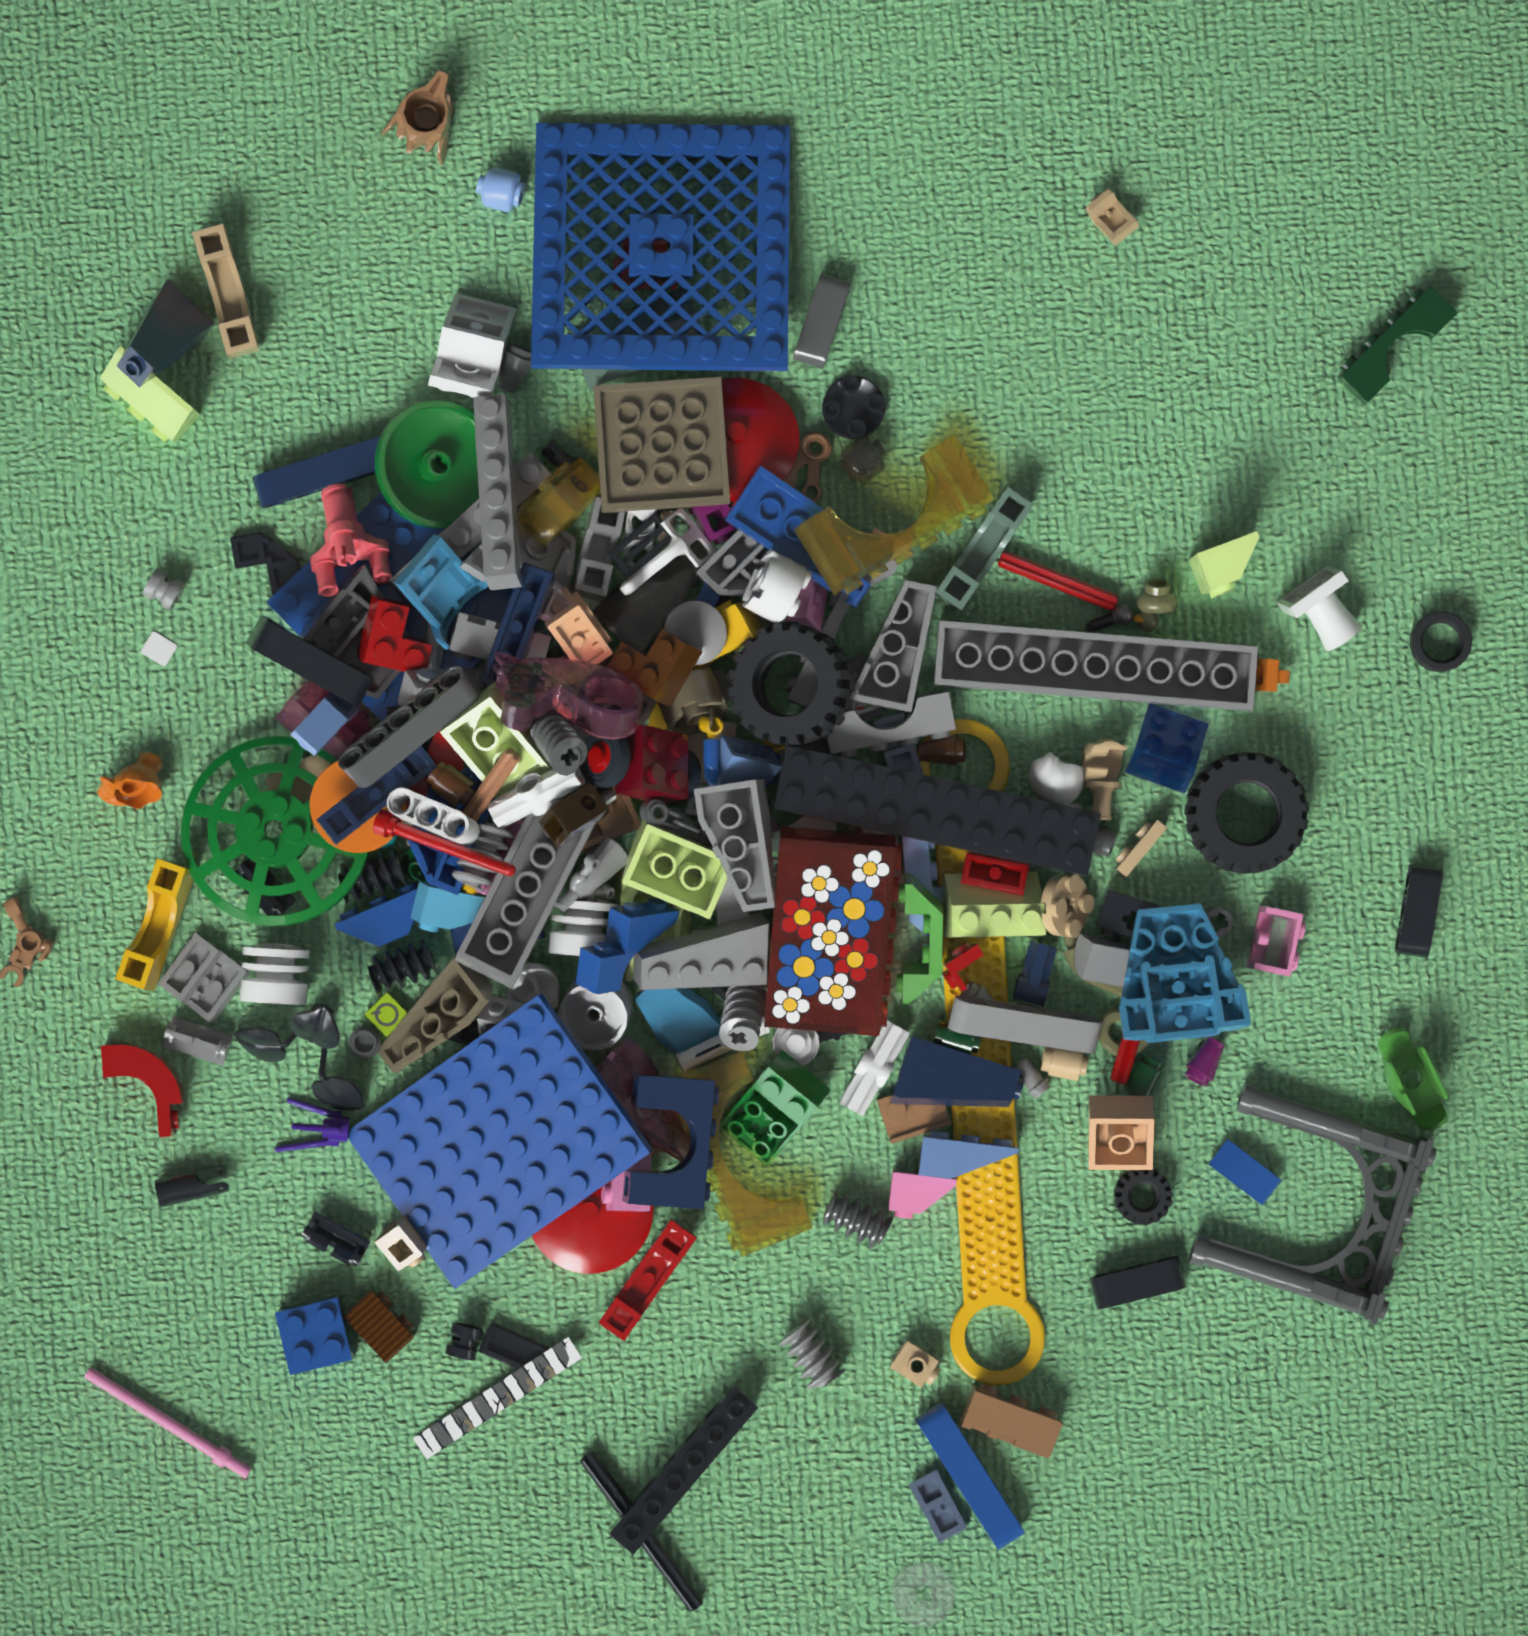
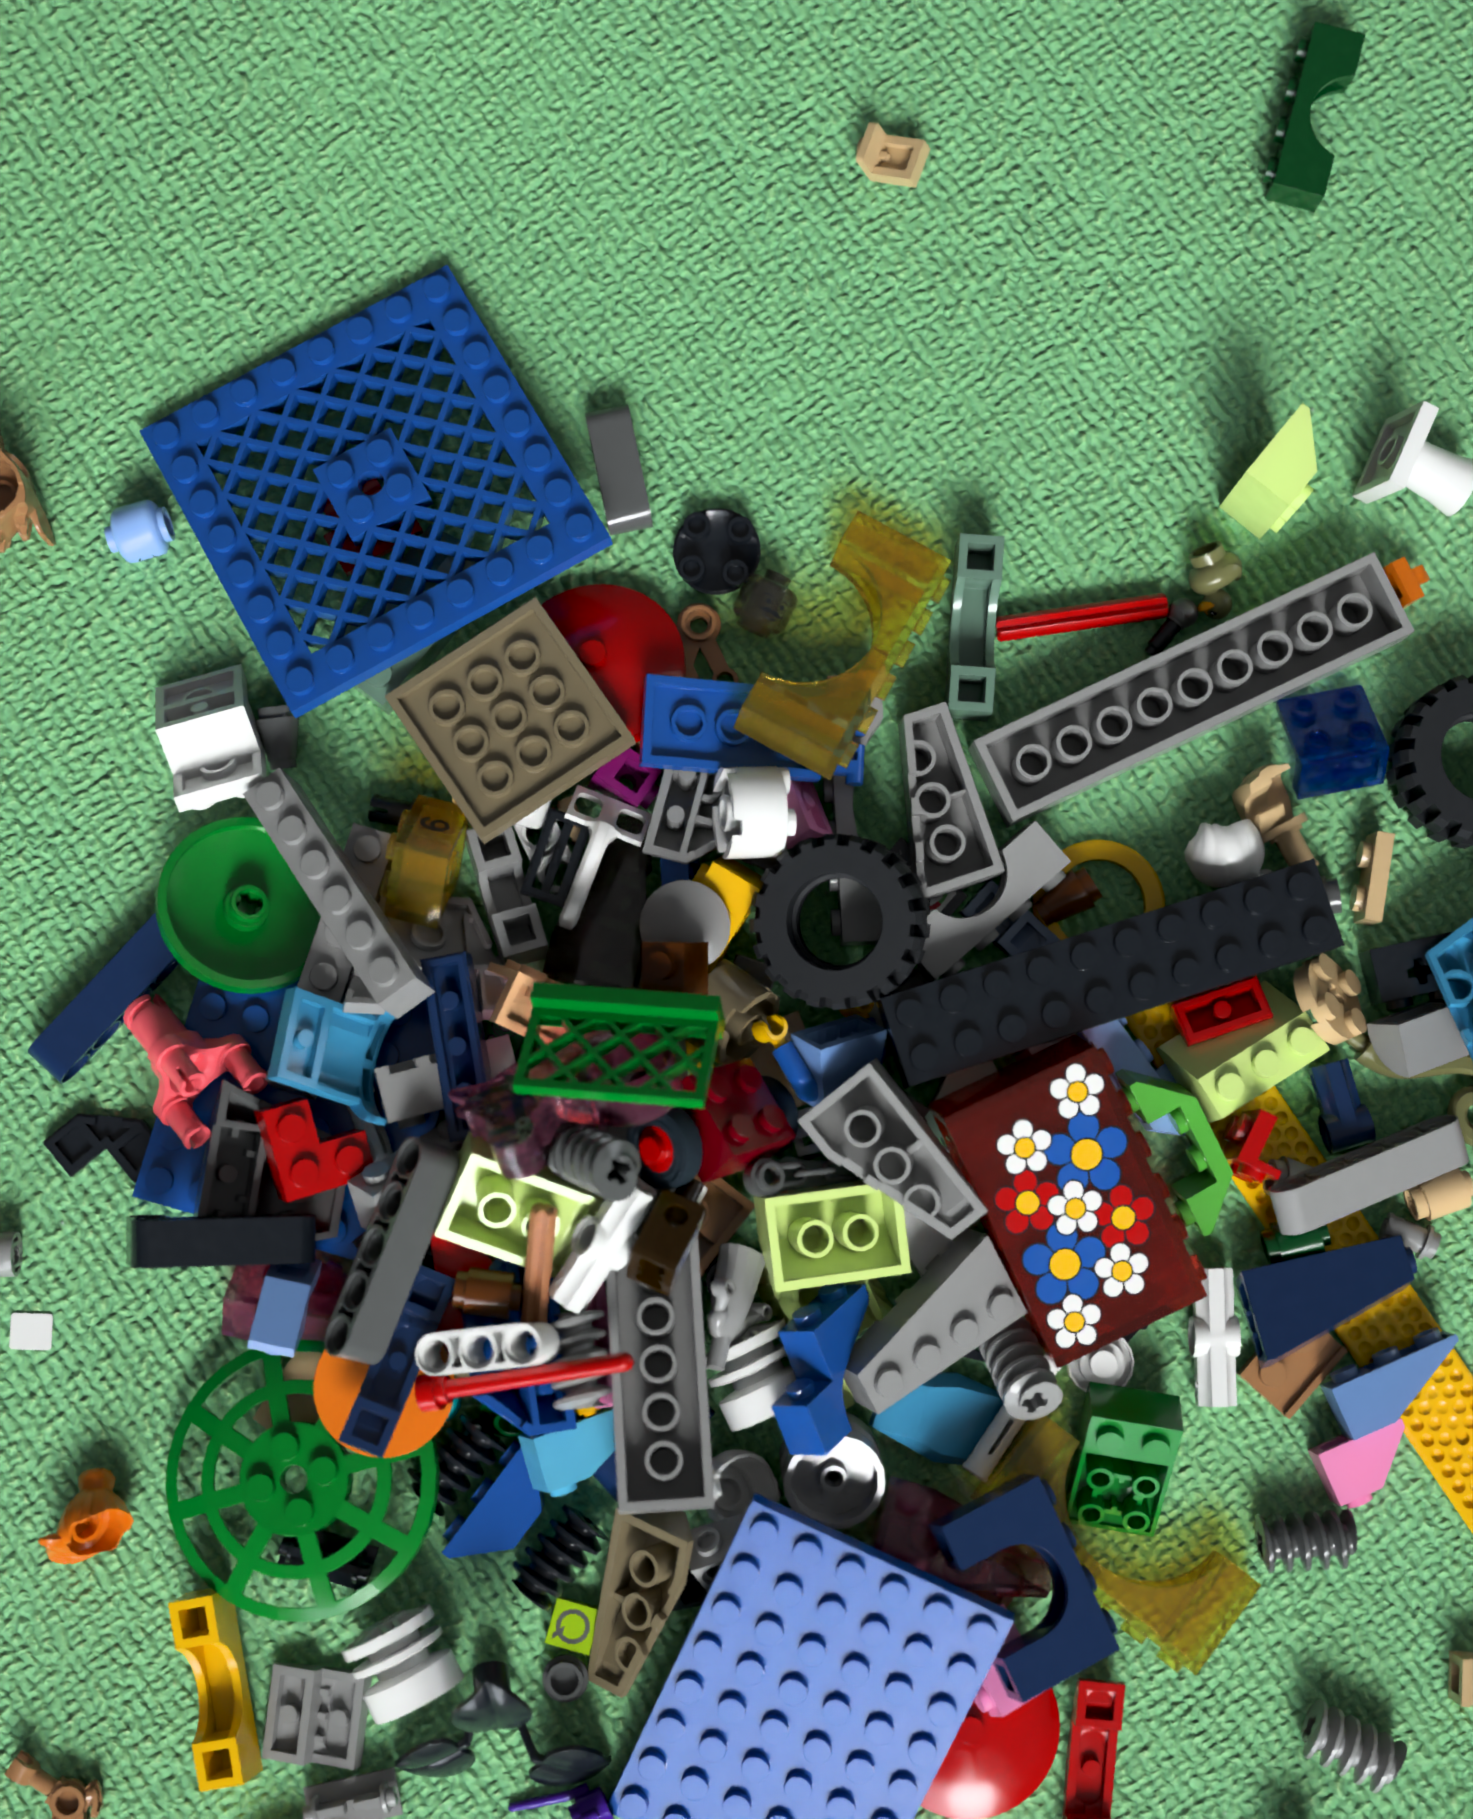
camera: 30 degrees left, 5 degrees down
(626, 668) = (625, 1015): none -> green fence

